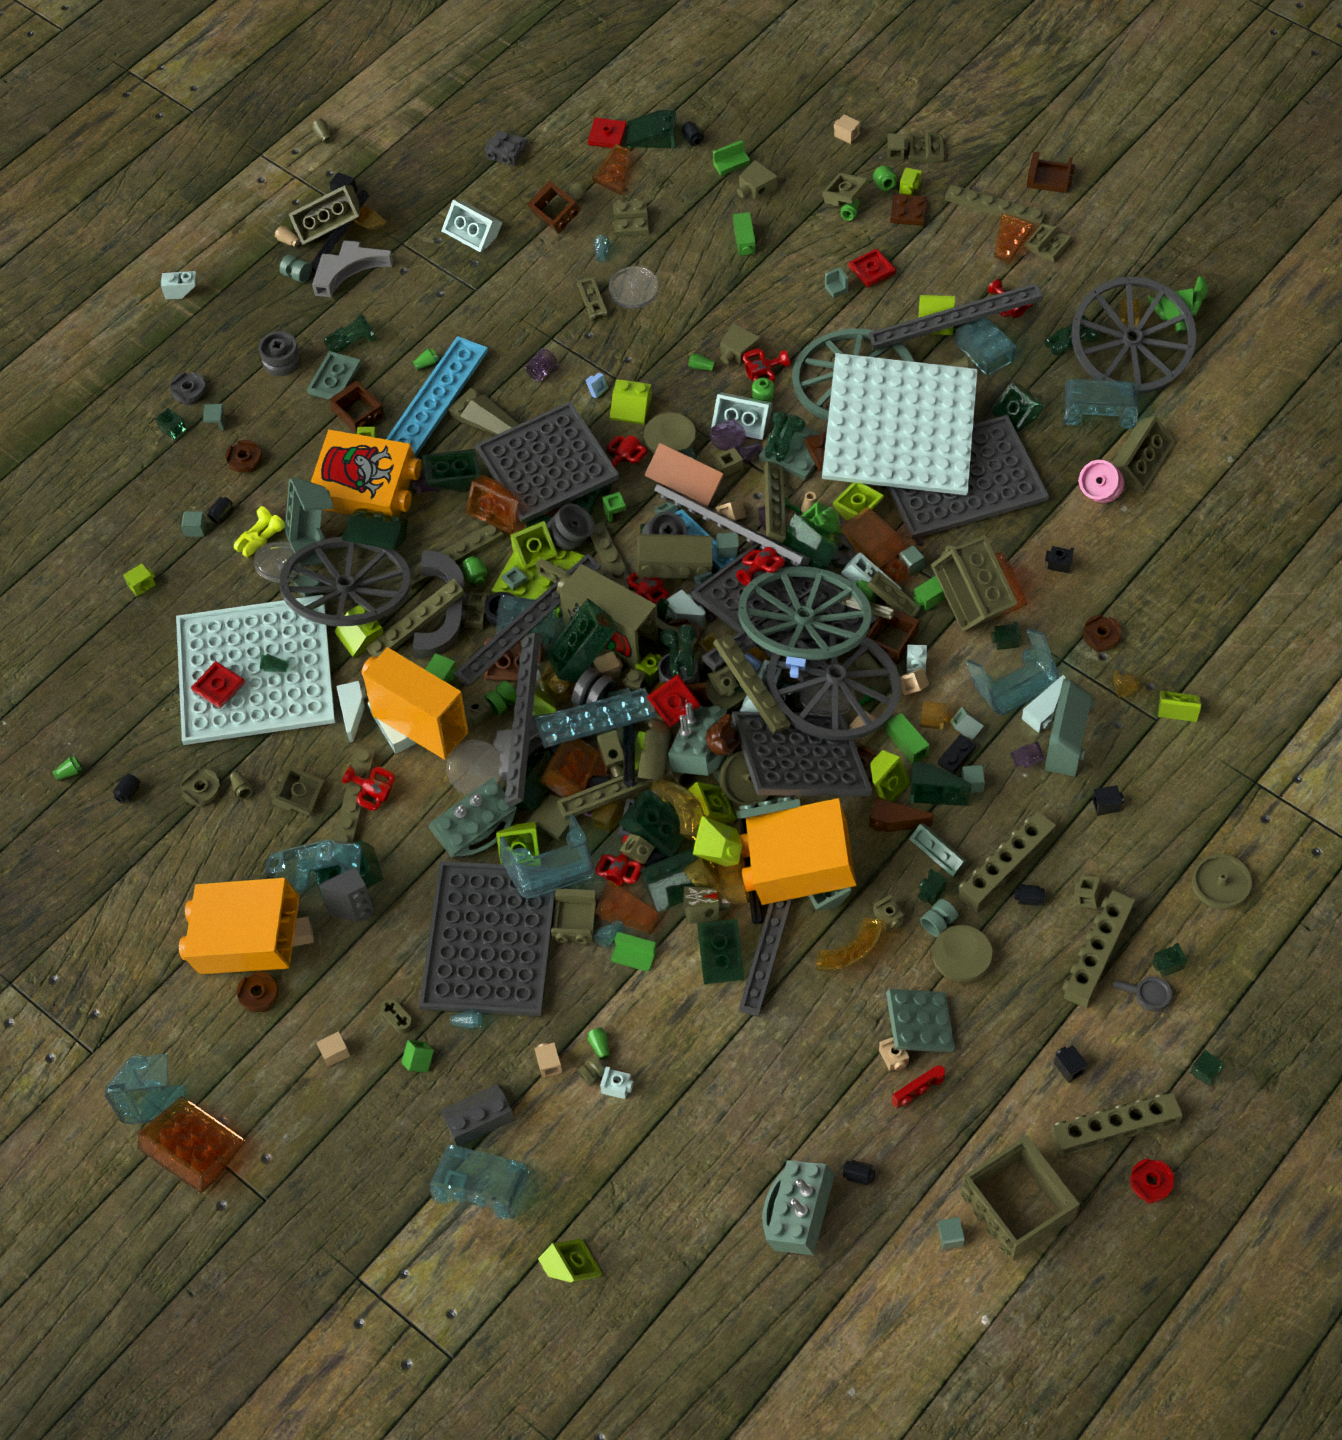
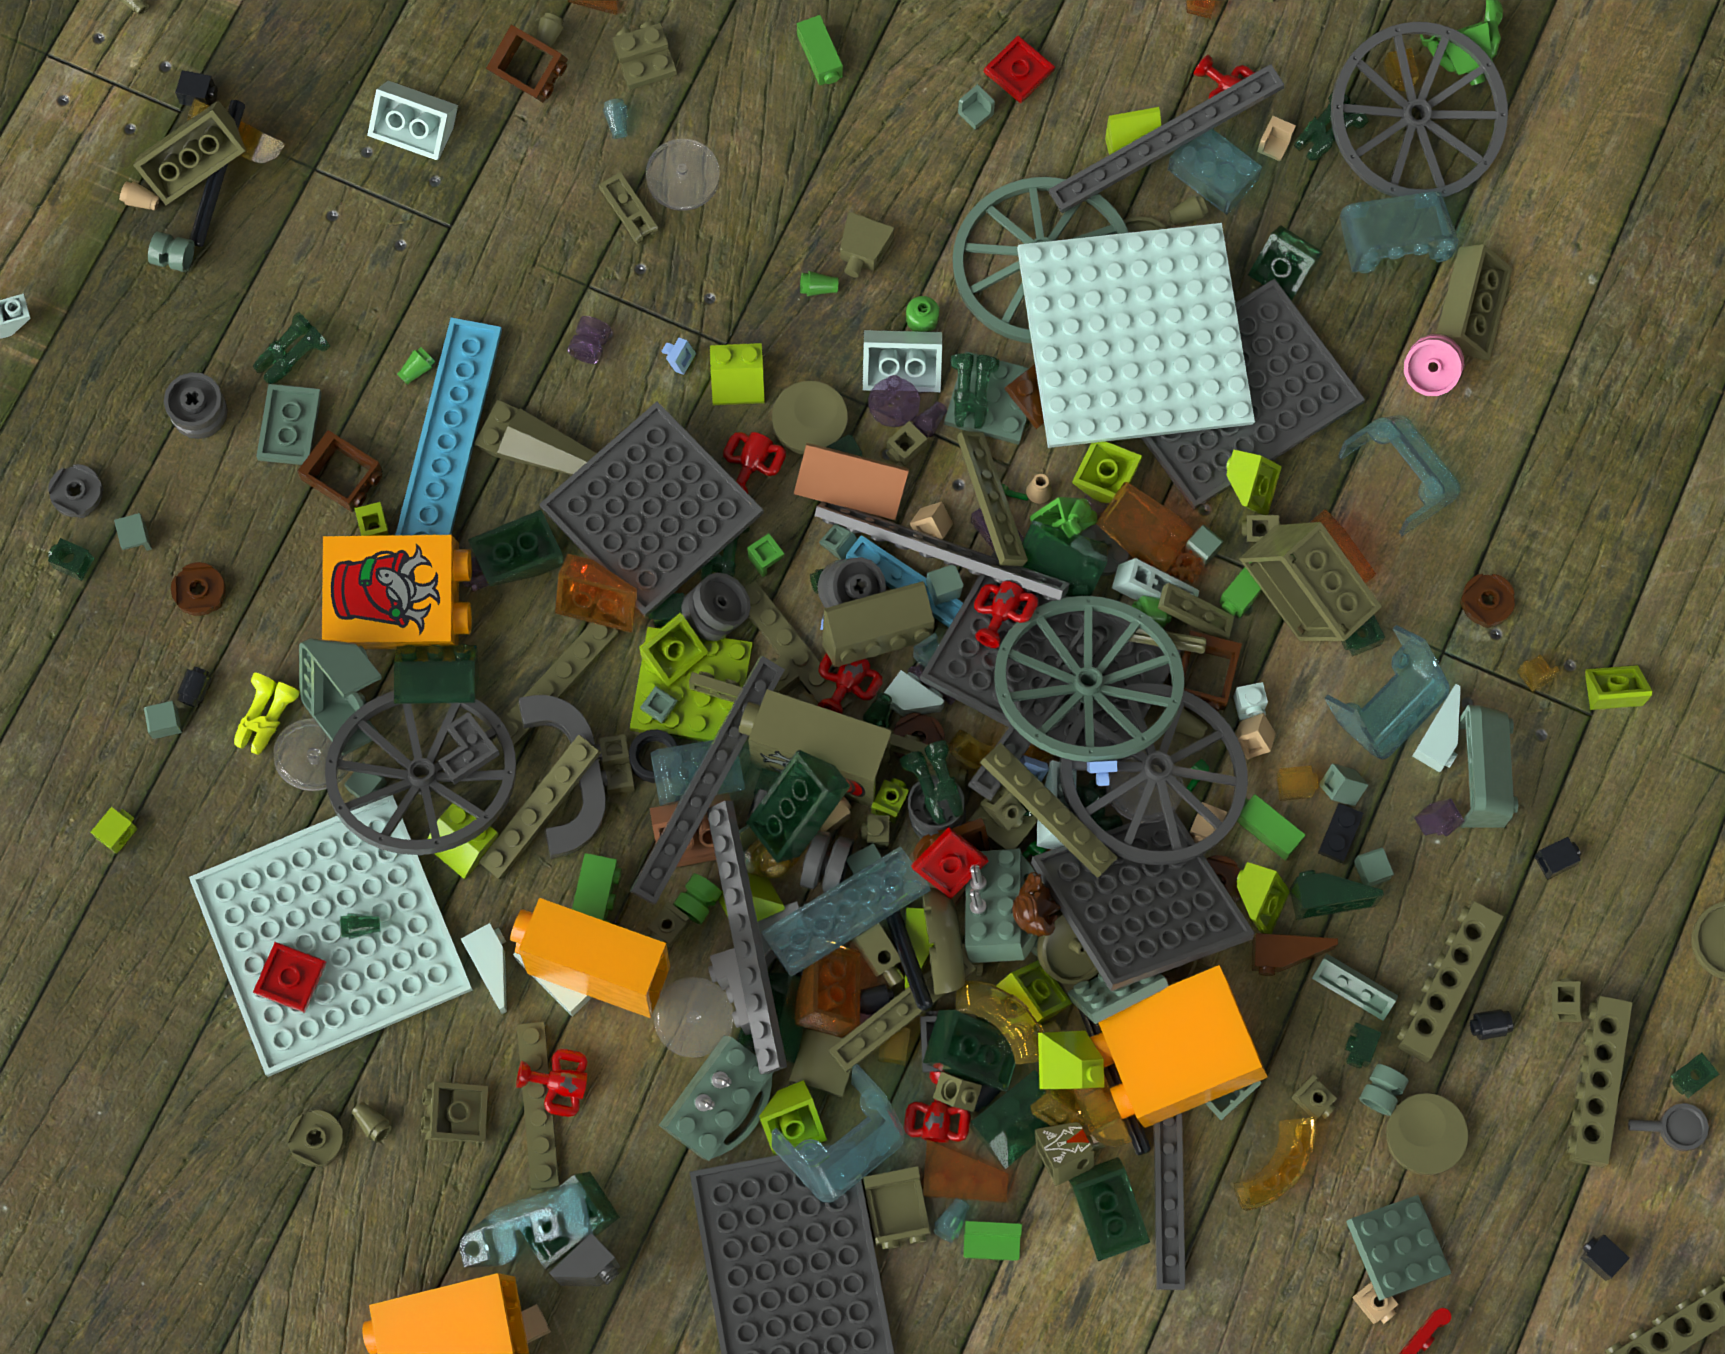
camera: 20 degrees left, 15 degrees up
(68, 768) = (116, 1155): bright green cone -> none
(126, 788) = (210, 1168): black brick -> none
(351, 260) = (250, 218): light grey arch -> none
(382, 576) = (473, 752): none -> dark grey plate
(474, 570) = (596, 702): bright green head -> none
(763, 366) = (907, 273): red piece -> none
(957, 523) = (1253, 480): none -> lime slope
(1032, 336) = (1276, 138): none -> tan panel
(1059, 559) = (1398, 503): black brick -> none
(1082, 555) = (1438, 483): none -> clear light blue windscreen

